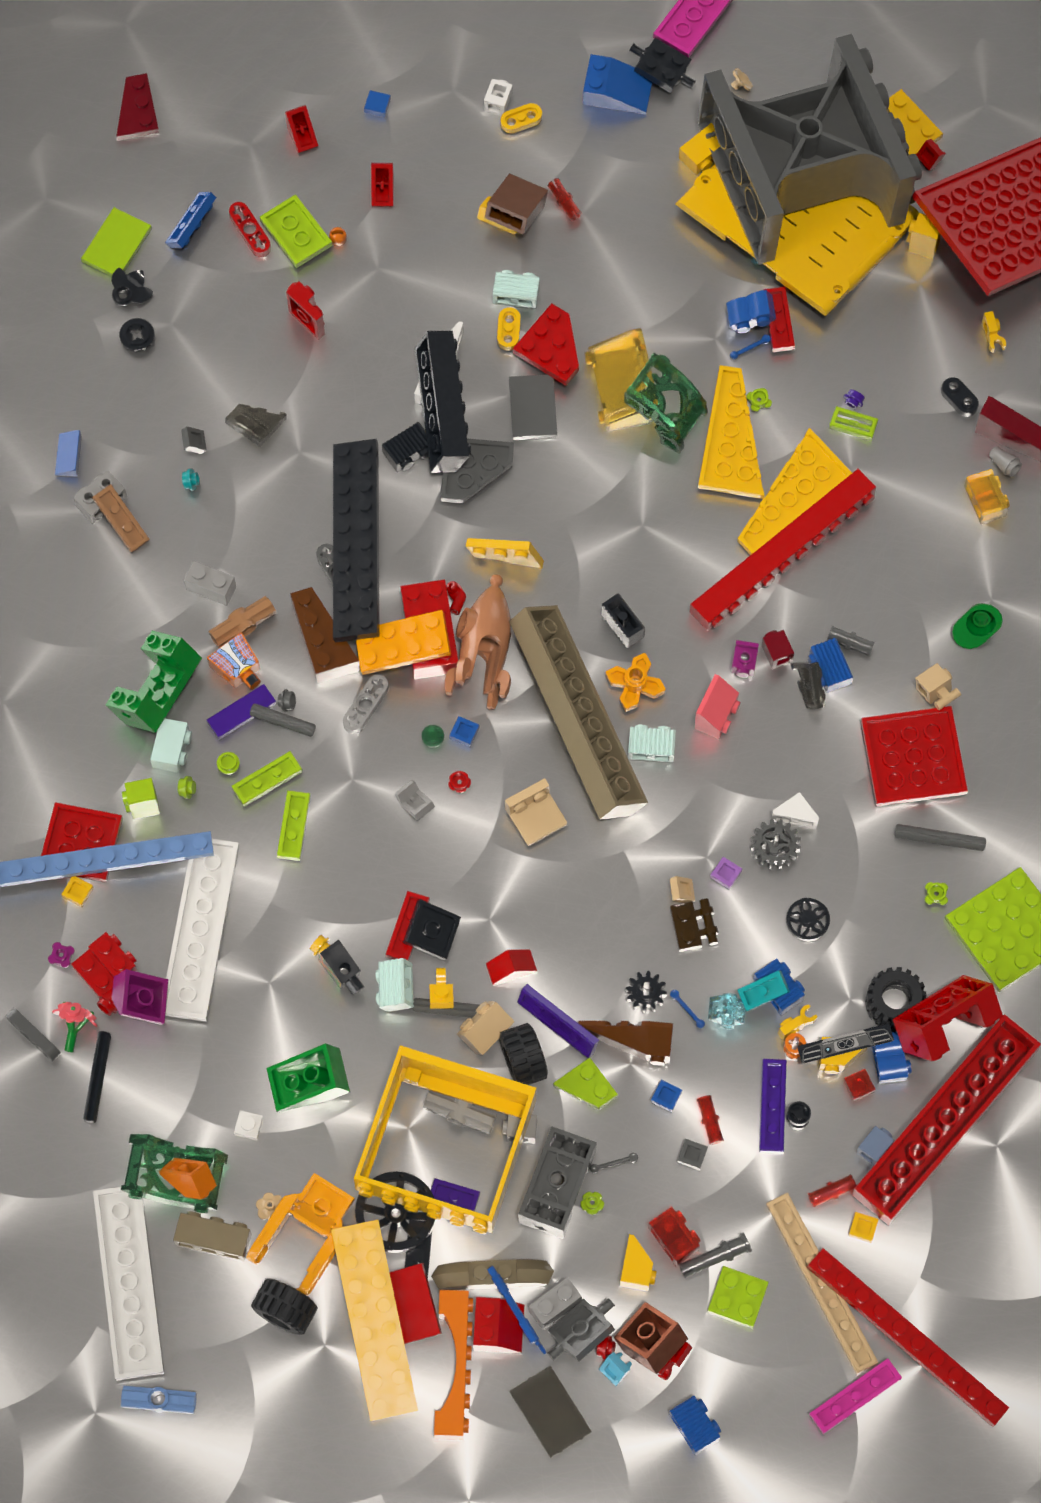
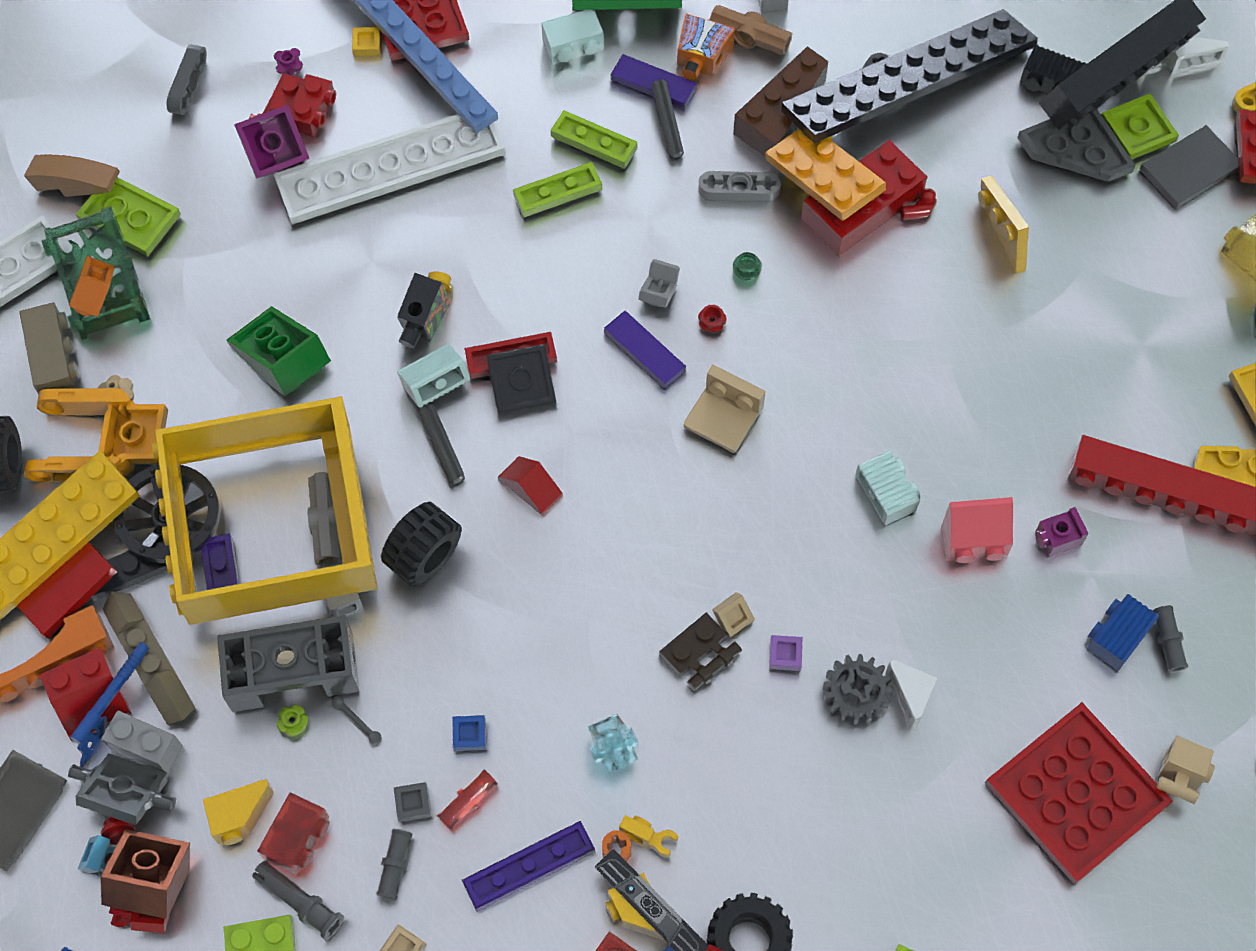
camera: 60 degrees right, 5 degrees down
(72, 1154) = (70, 175): none -> medium nougat slope
(74, 1013) = (218, 91): coral plant -> none
(97, 1077) = (174, 158): black axle -> none
(113, 1131) = (140, 215): none -> lime plate
(141, 798) = (494, 35): lime brick -> none
(186, 787) = (537, 73): lime plate -> none
(228, 763) = (589, 97): lime plate -> none
(248, 1125) = (196, 322): white plate -> none
(287, 700) = (693, 113): dark grey plate -> none
(441, 993) = (452, 427): yellow plate -> none
(455, 838) = (644, 349): none -> dark purple tile
(464, 731) = (773, 294): blue tile -> none
(485, 1027) = (446, 490): tan brick -> none
(486, 418) = (1140, 126): none -> lime plate
(486, 633) = (897, 249): nougat piece -> none
(558, 1021) = (489, 564): dark purple tile -> none
(578, 712) = (867, 388): dark tan brick -> none
(587, 1085) = (435, 639): lime wing -> none
(622, 620) = (1011, 377): black brick -> none
(635, 682) = (950, 431): light orange plant -> none
(637, 994) = (583, 653): black gear -> none
(648, 1041) = (521, 671): reddish brown wedge -> none
(674, 994) = (602, 678): blue hinge -> none
(726, 1186) = (394, 864): none -> dark grey pin
(763, 991) = (657, 769): teal plate -> none
(777, 648) = (1099, 561): dark red brick -> none
(790, 1000) = (680, 790): blue brick -> none
(801, 1111) = (530, 894): black wheel -> none
(808, 919) = (789, 779): black wheel -> none
(810, 683) = (1072, 630): clear smoke wing -> none
(931, 898) = (924, 908): lime plate -> none
(940, 837) = (997, 883): dark grey axle -> none

